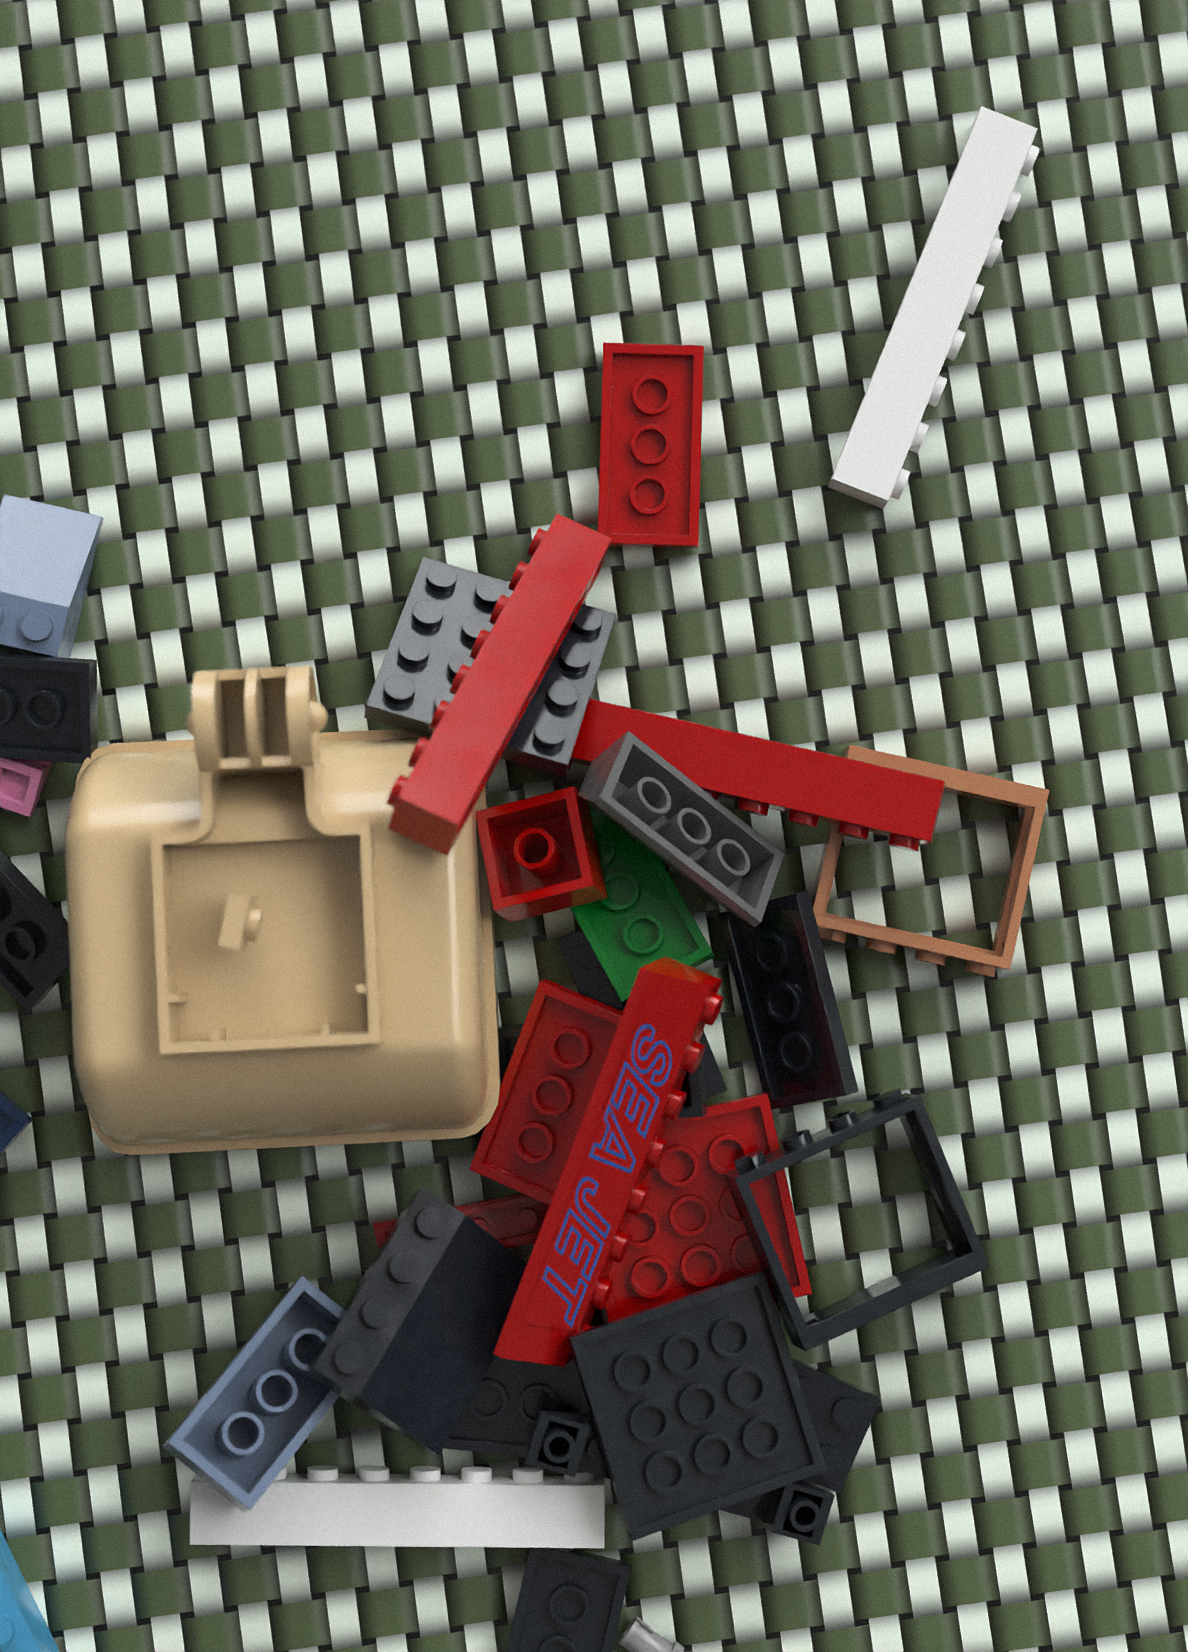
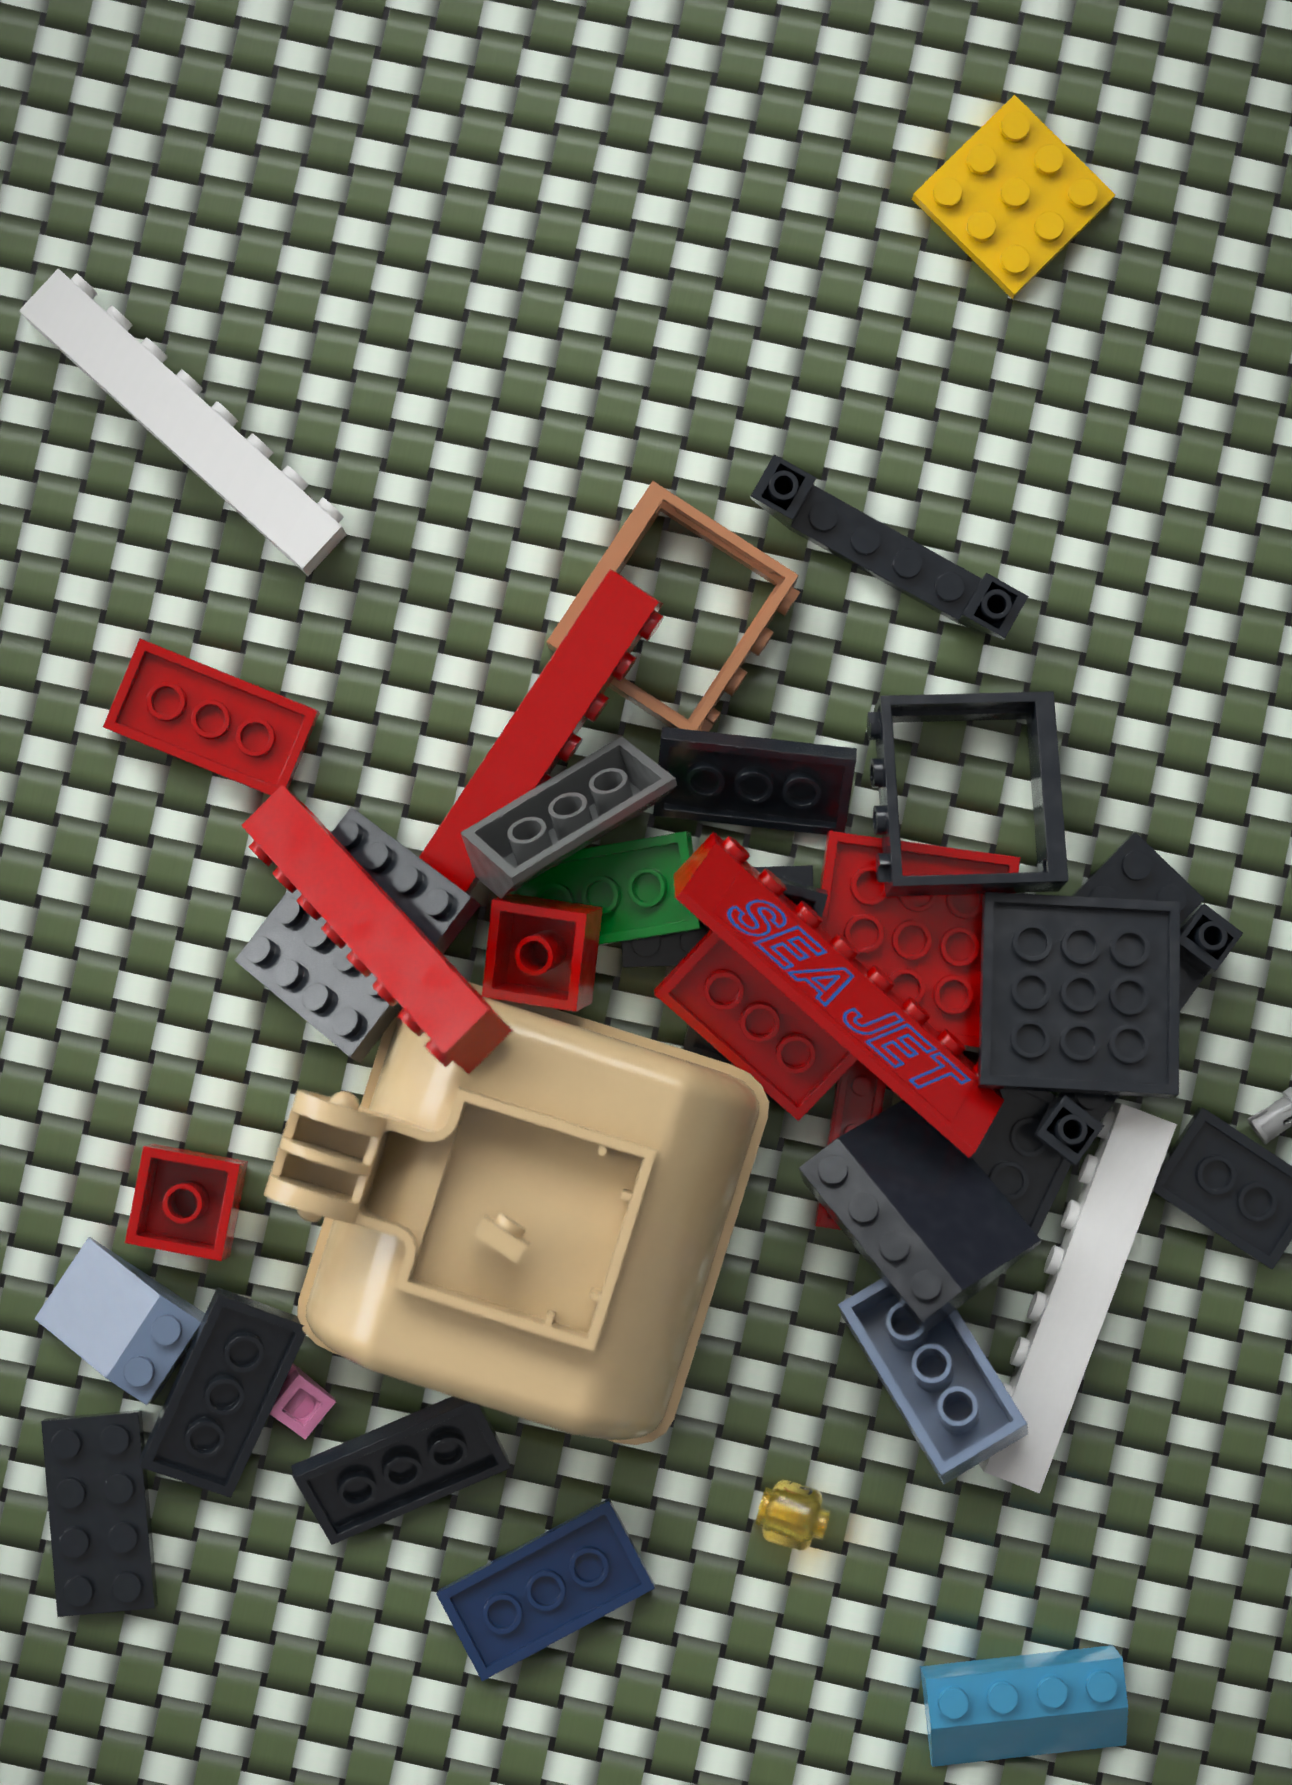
camera: 65 degrees left, 0 degrees up
(80, 1306) = (792, 1515): none -> clear yellow head
(169, 598) = (186, 1202): none -> red brick
(1065, 1047) = (885, 553): none -> black slope

